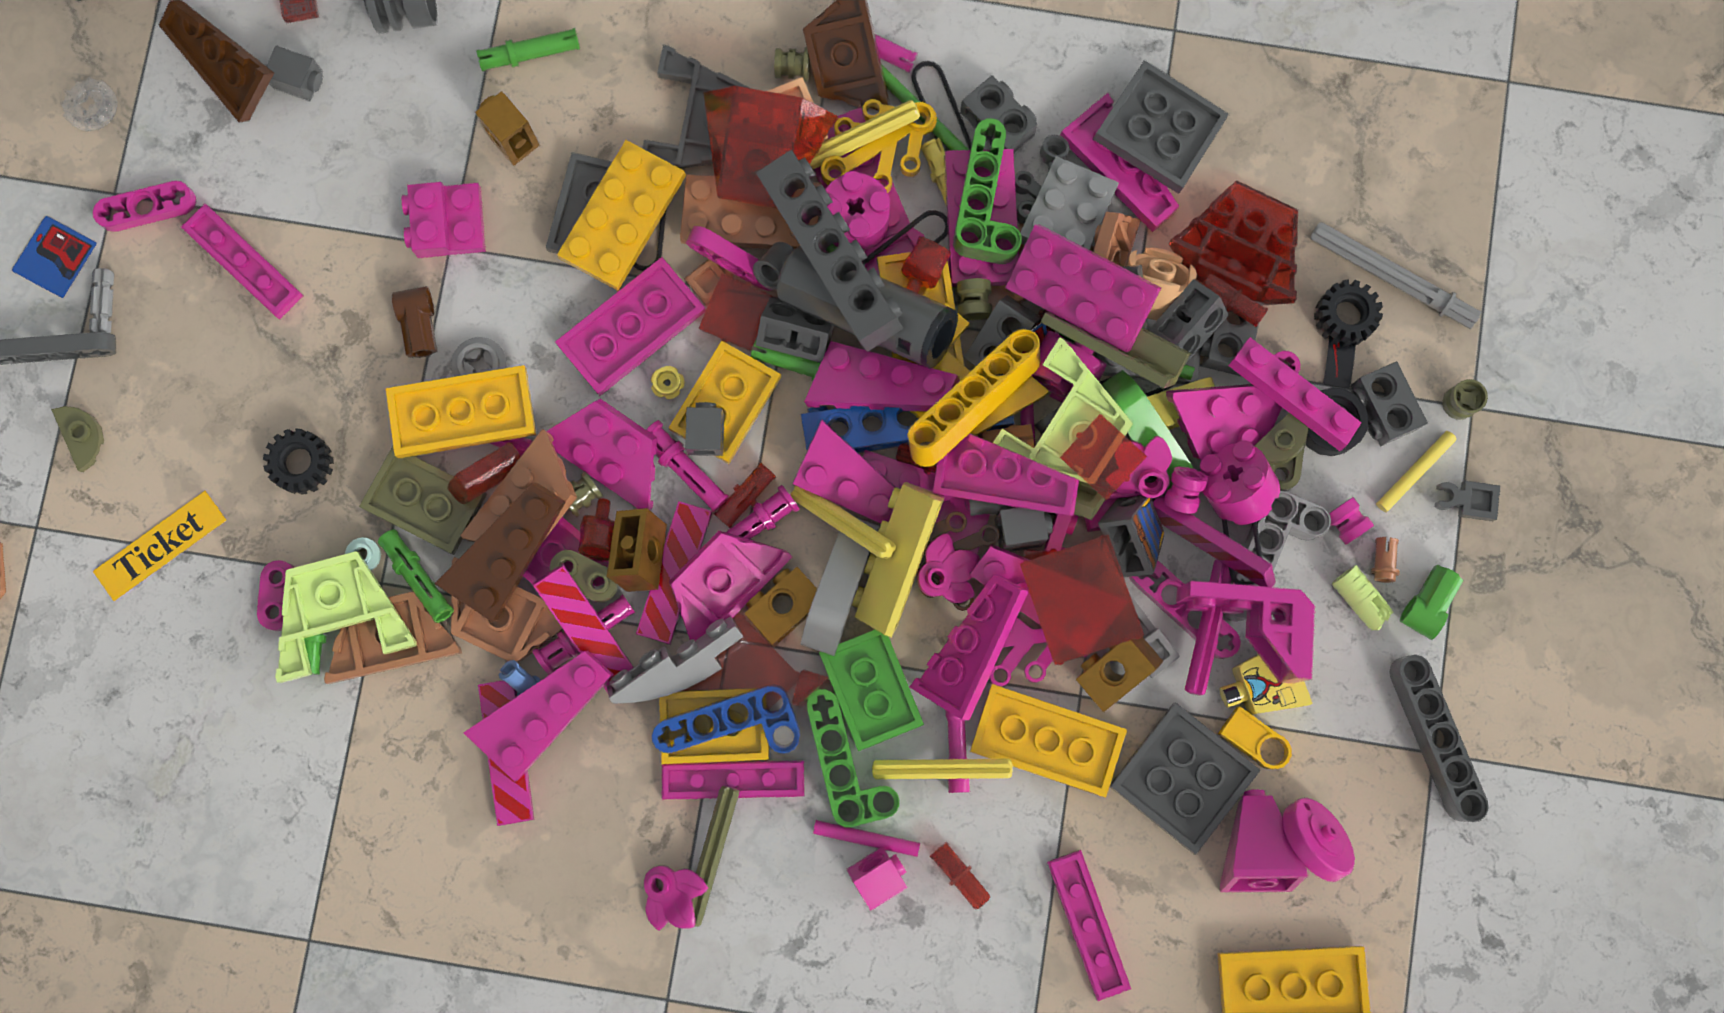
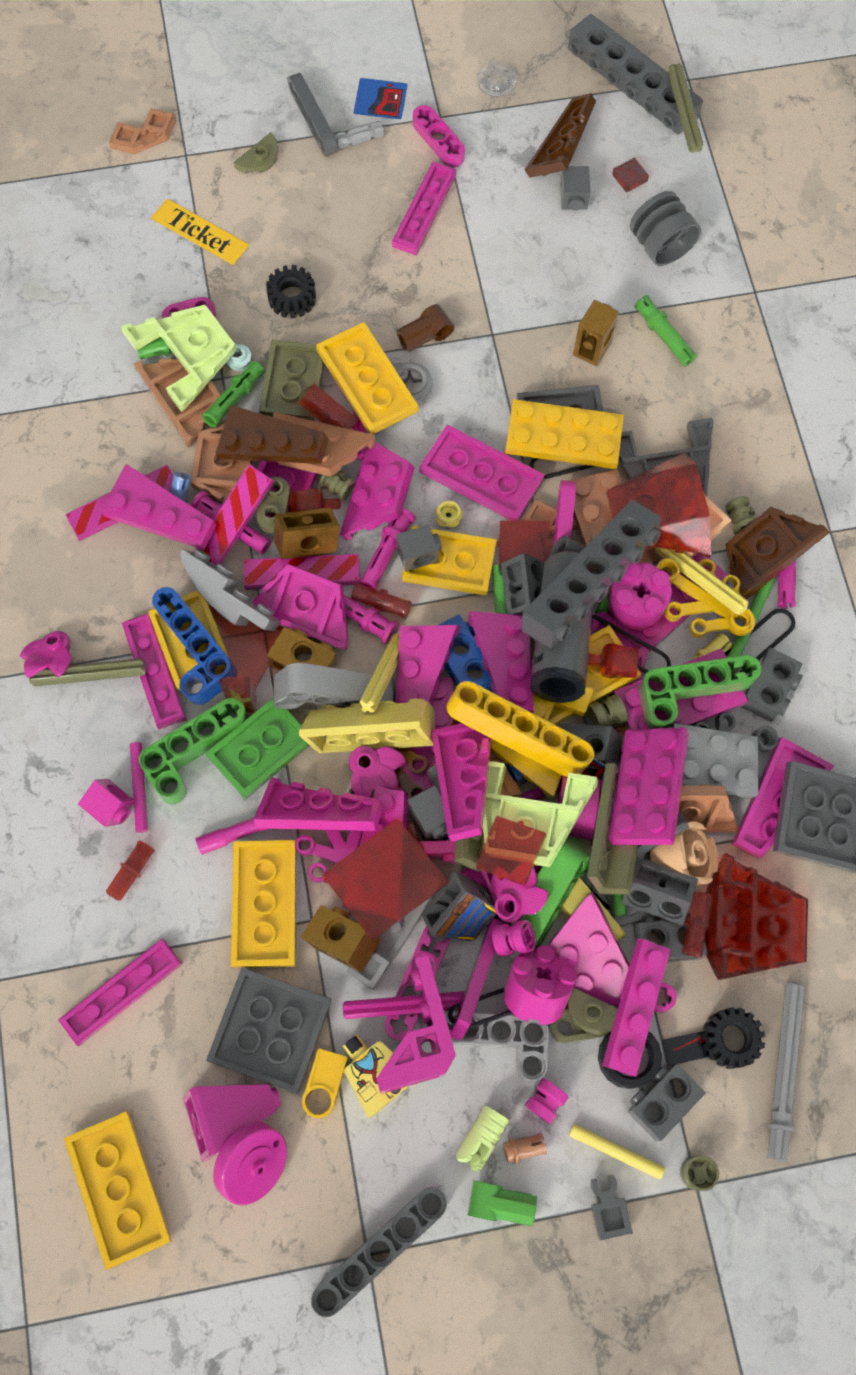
camera: 70 degrees right, 10 degrees down
(444, 219) = (510, 321): dark pink plate -> none
(942, 769) = (211, 823): light yellow axle -> none

